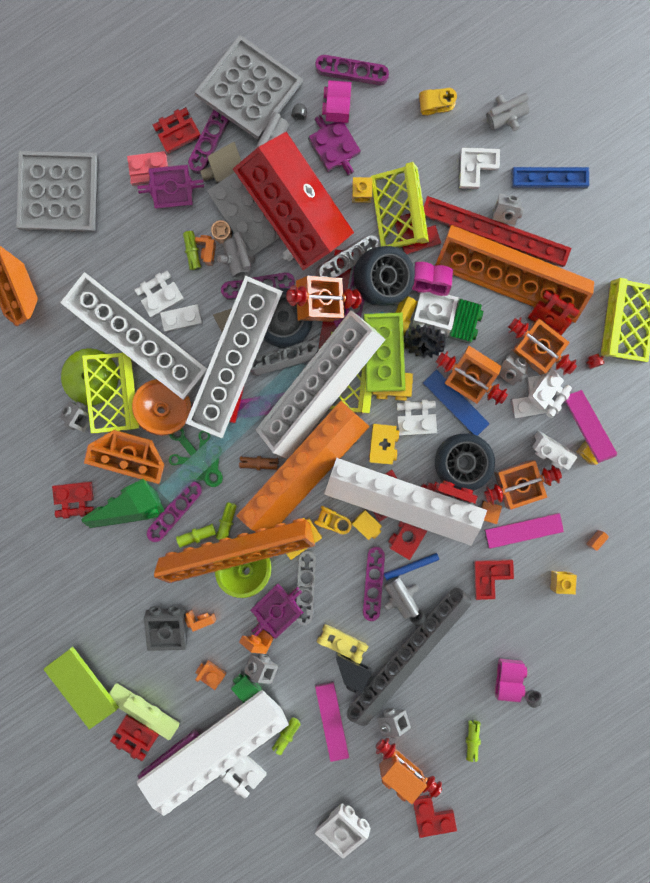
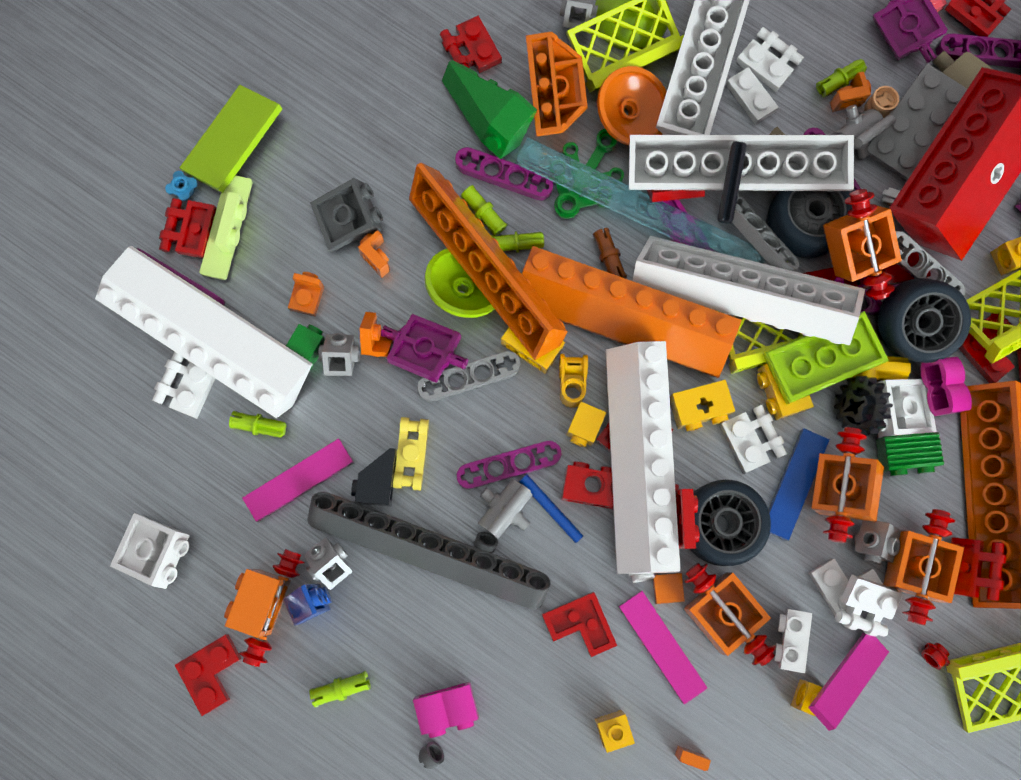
camera: 65 degrees right, 10 degrees down
(108, 732) = (188, 188): none -> dark azure plate
(246, 370) = (732, 182): none -> black axle
(414, 744) = (307, 602): none -> blue slope

